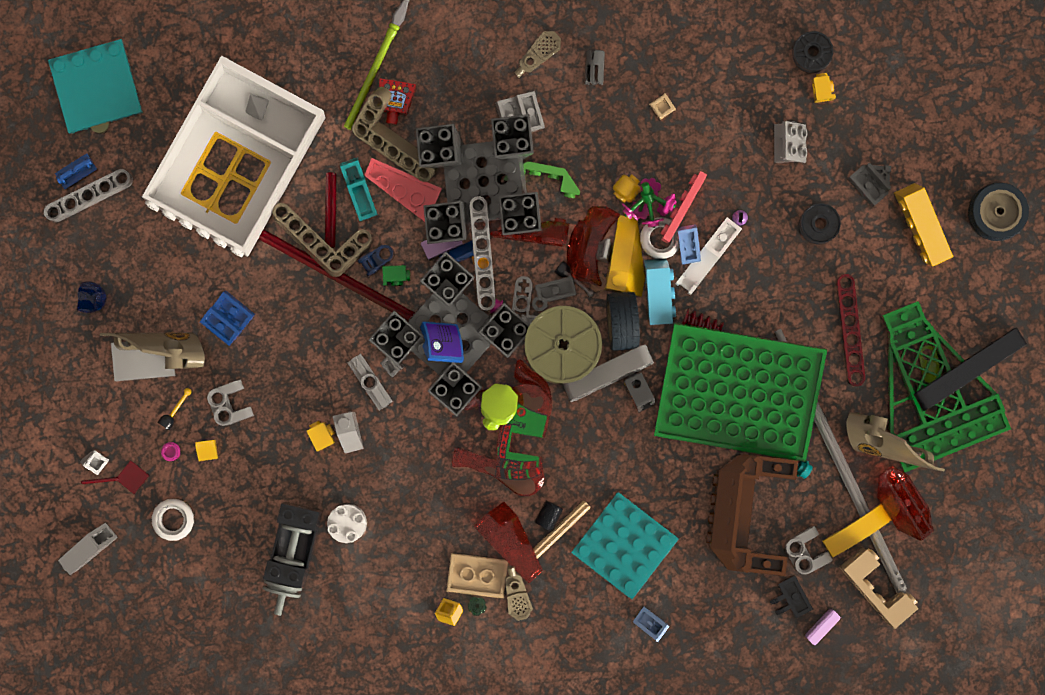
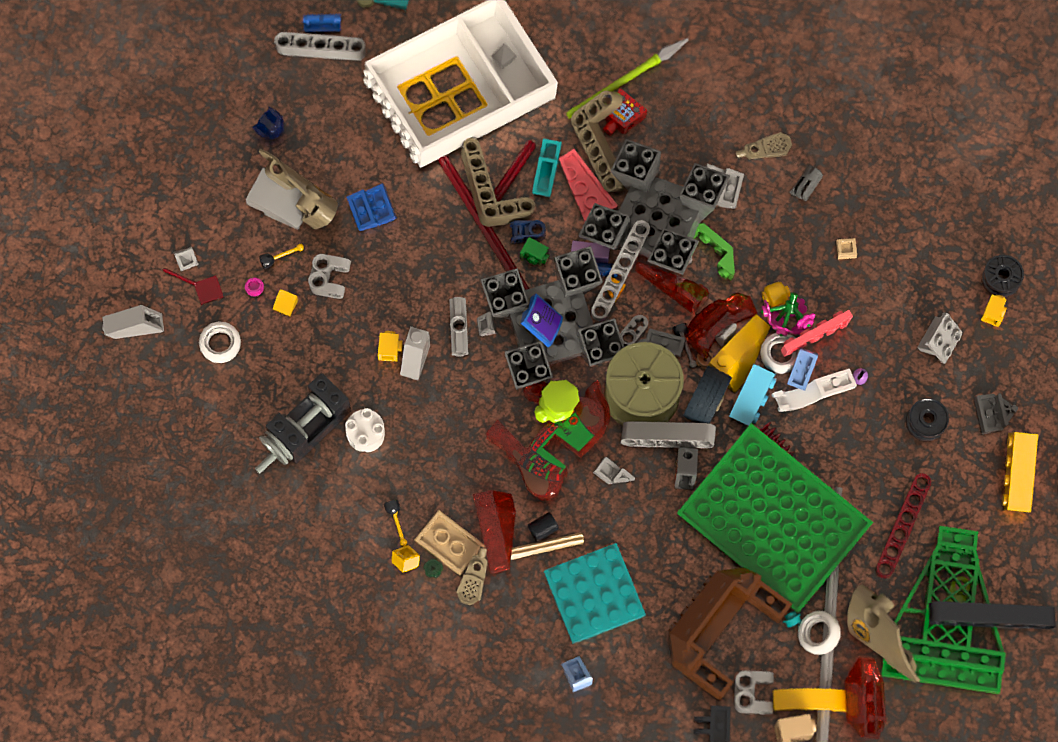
camera: 25 degrees right, 15 degrees down
(411, 575) = (393, 507): none -> hinge
(578, 432) = (611, 472): none -> light grey slope
(820, 475) = (832, 638): none -> white wheel

